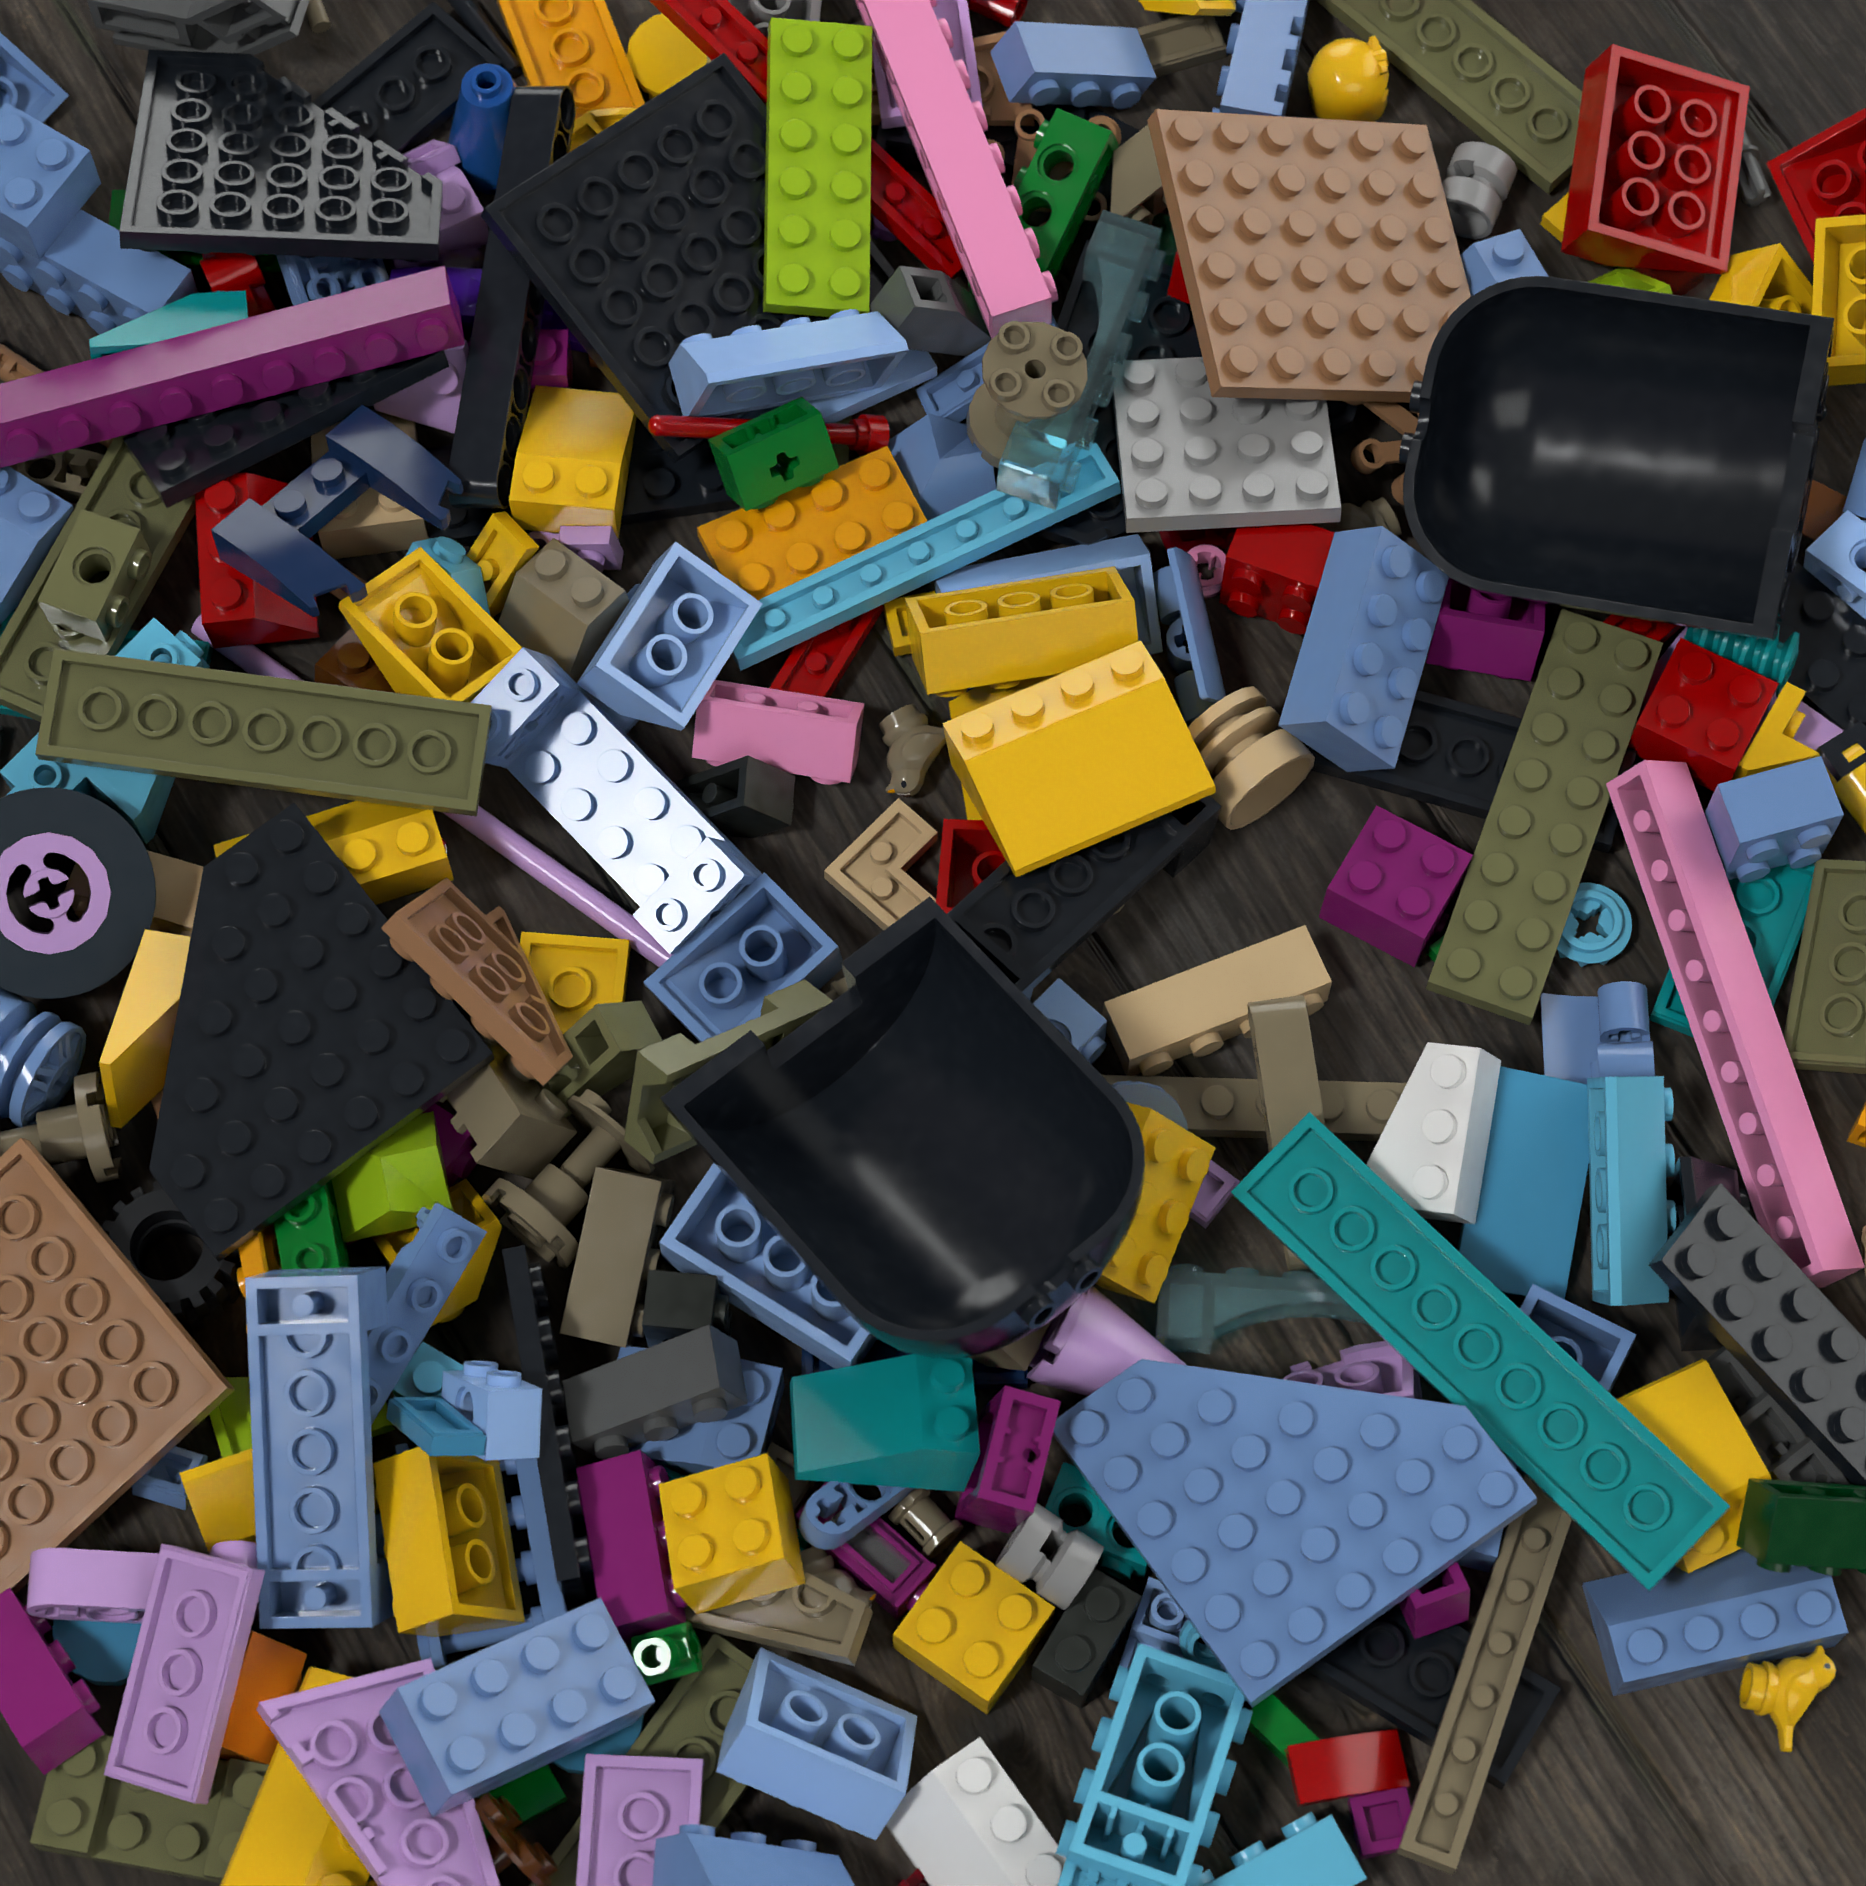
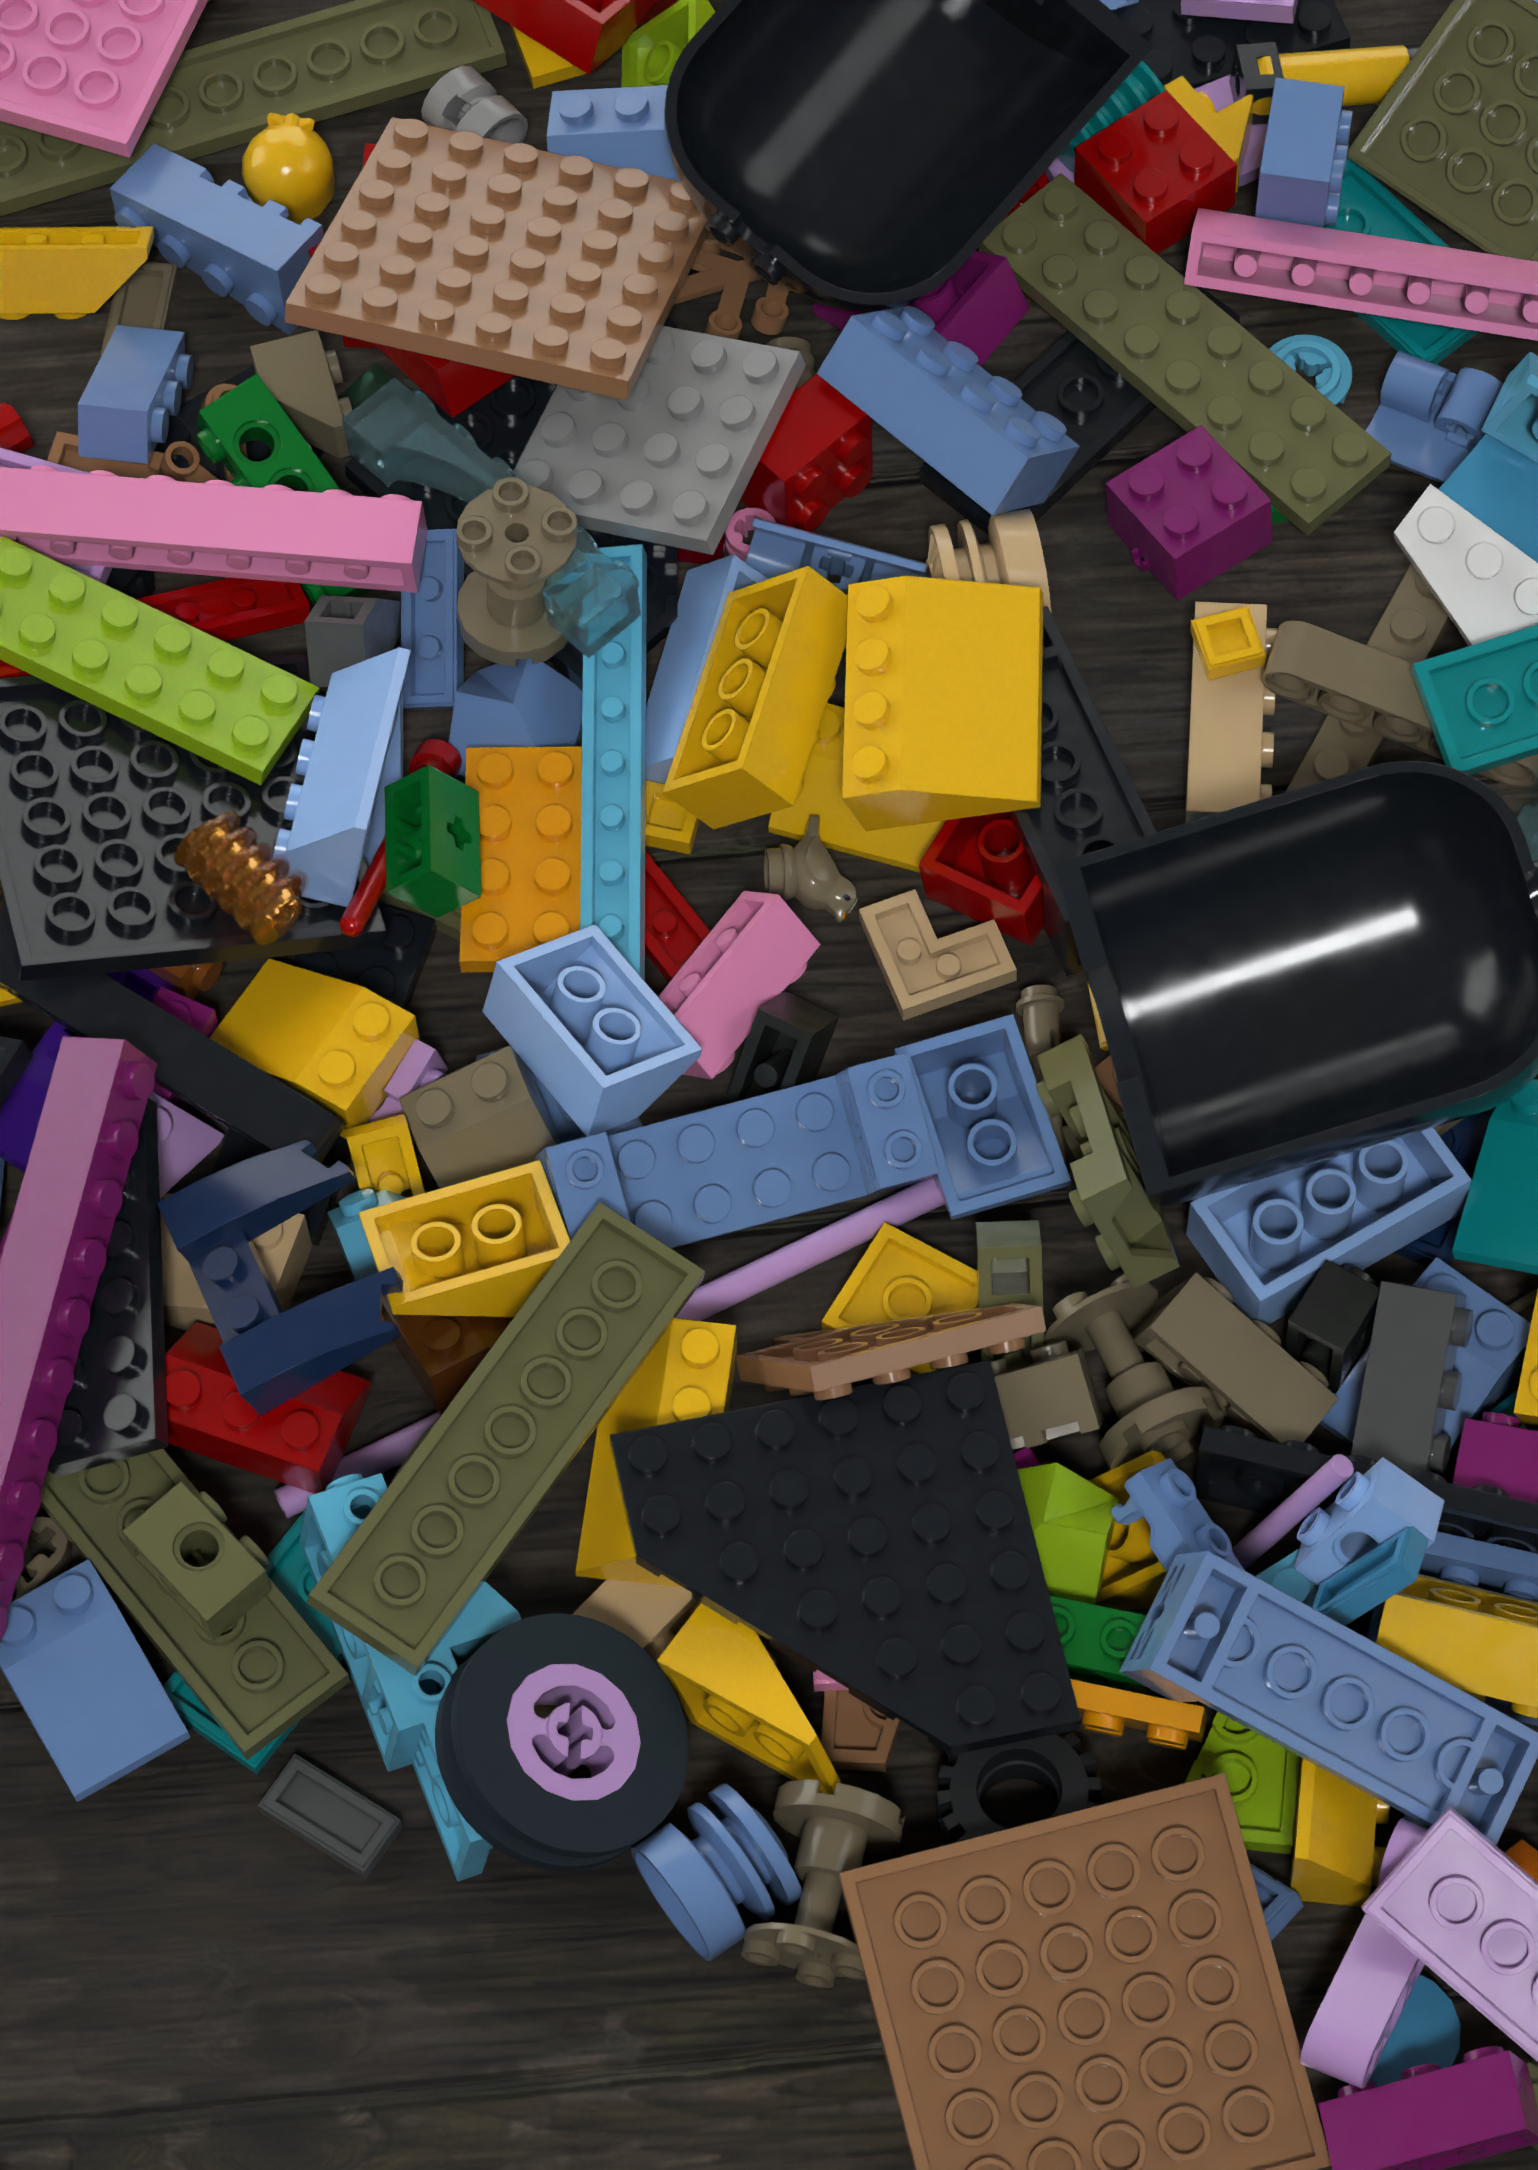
camera: 60 degrees left, 5 degrees down
(496, 1349) = (1293, 1510): none -> lavender bar
(648, 326) = (242, 876): none -> clear orange piece
(1274, 964) = (1228, 643): none -> yellow tile

